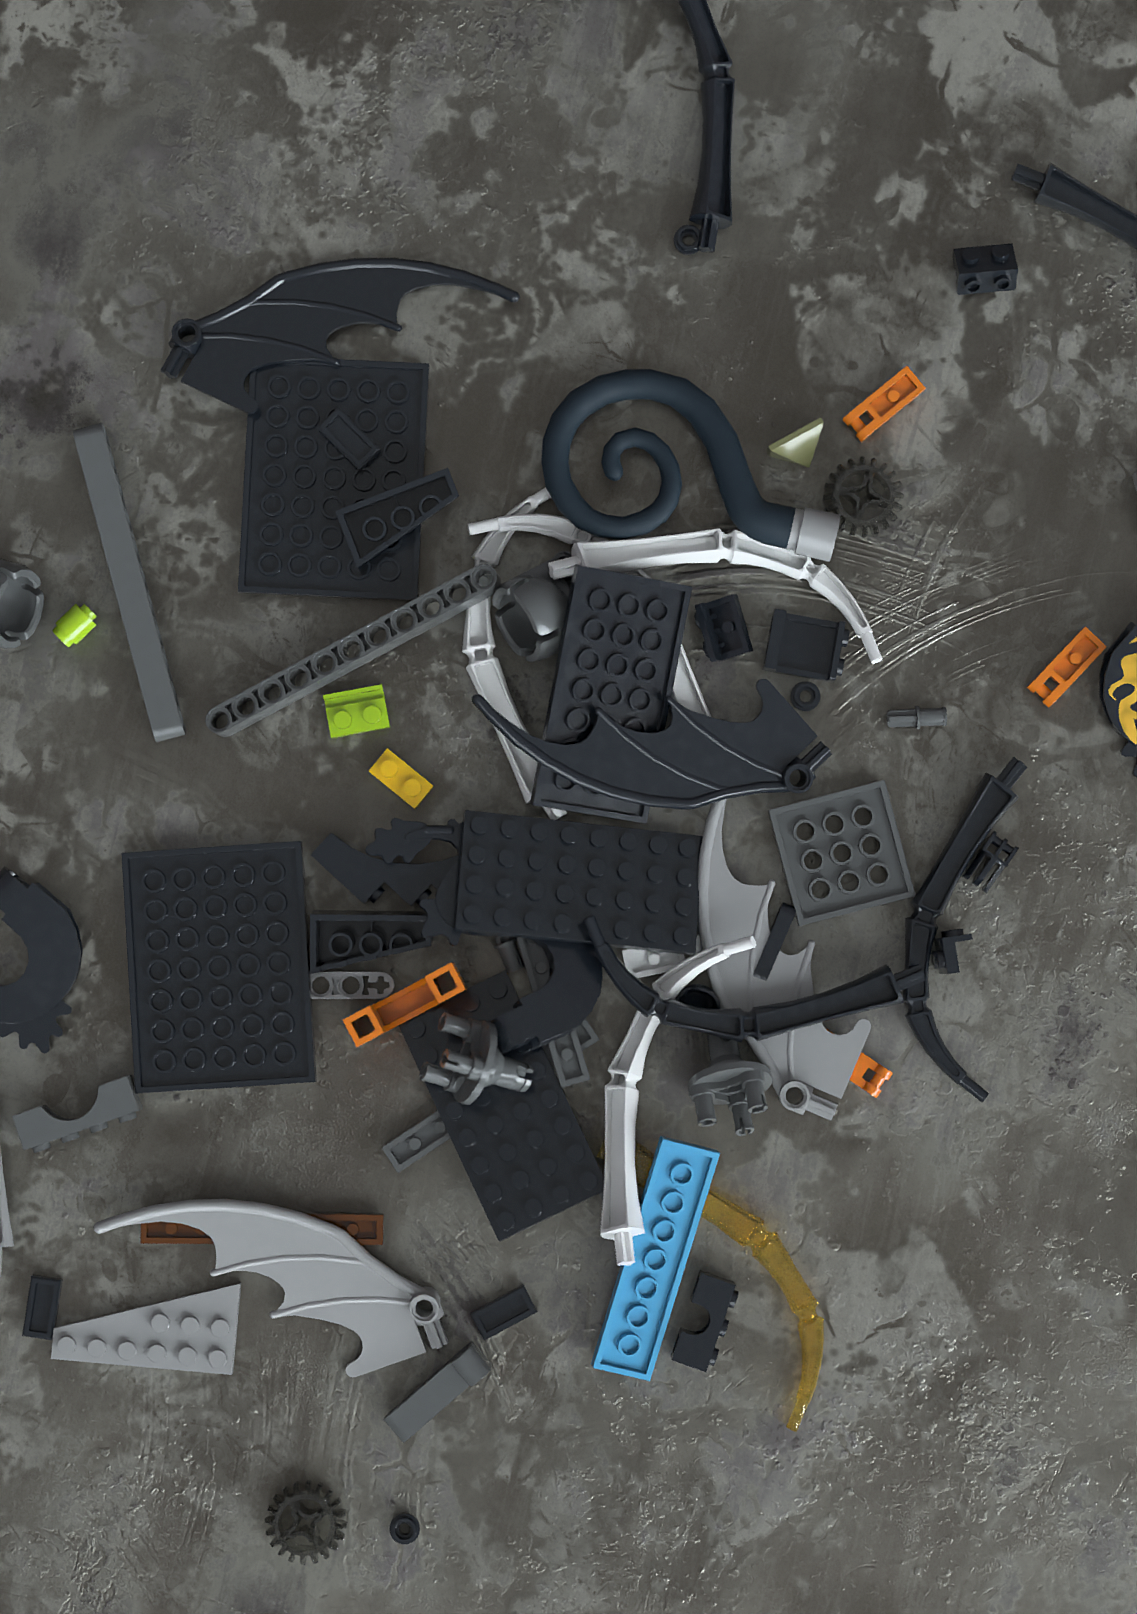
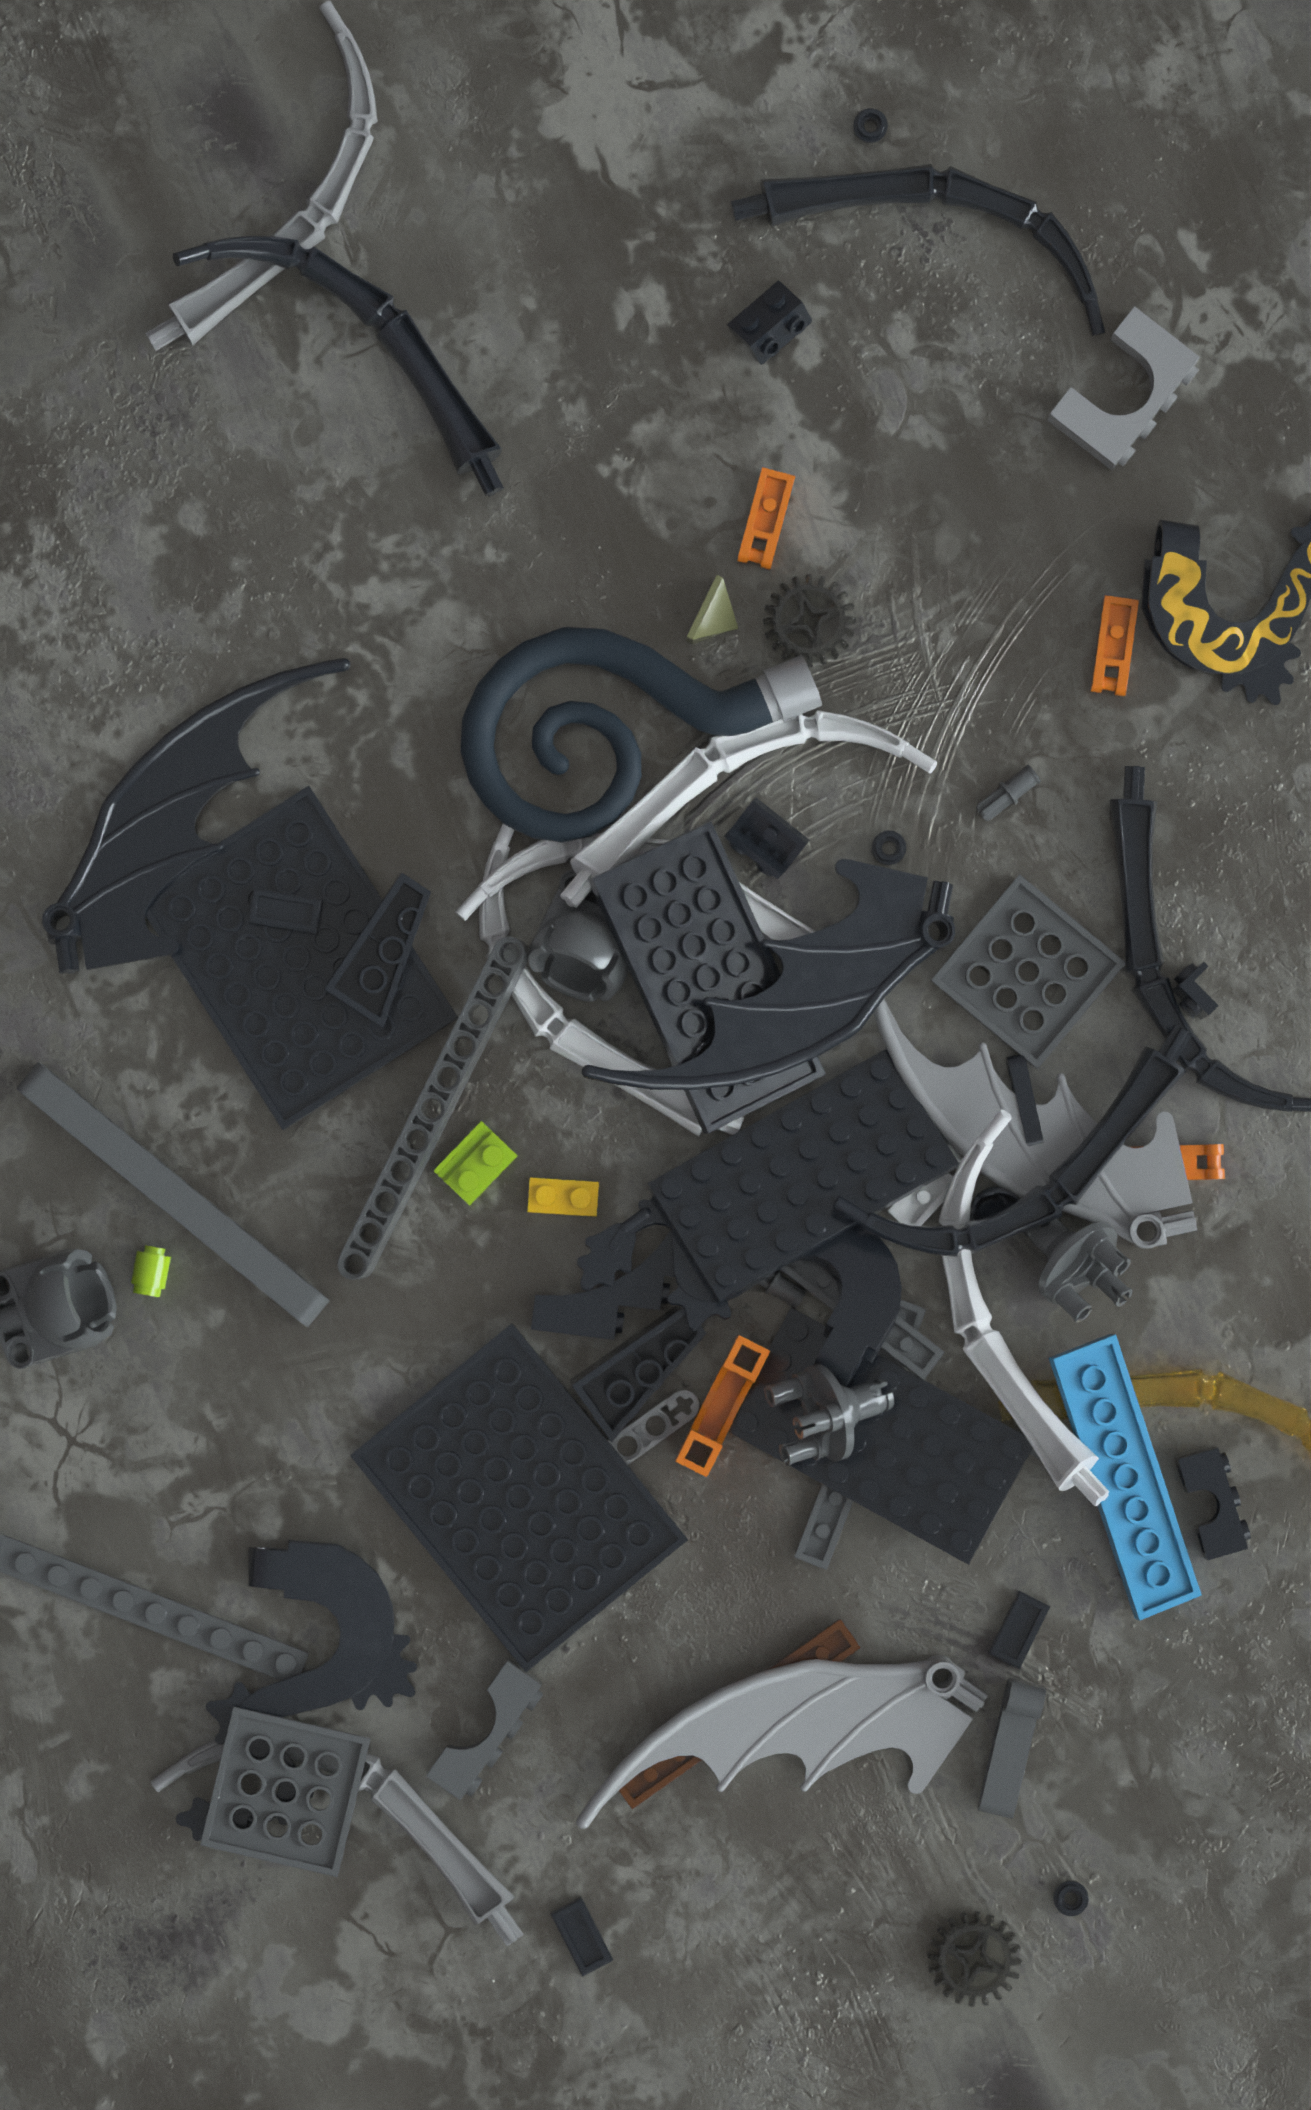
camera: 35 degrees left, 0 degrees up
(173, 1334) = (722, 1874): light grey wing -> none
(681, 233) = (459, 489): black plate -> none
(805, 646) = (855, 801): black panel -> none
(992, 859) = (1173, 880): black arm -> none

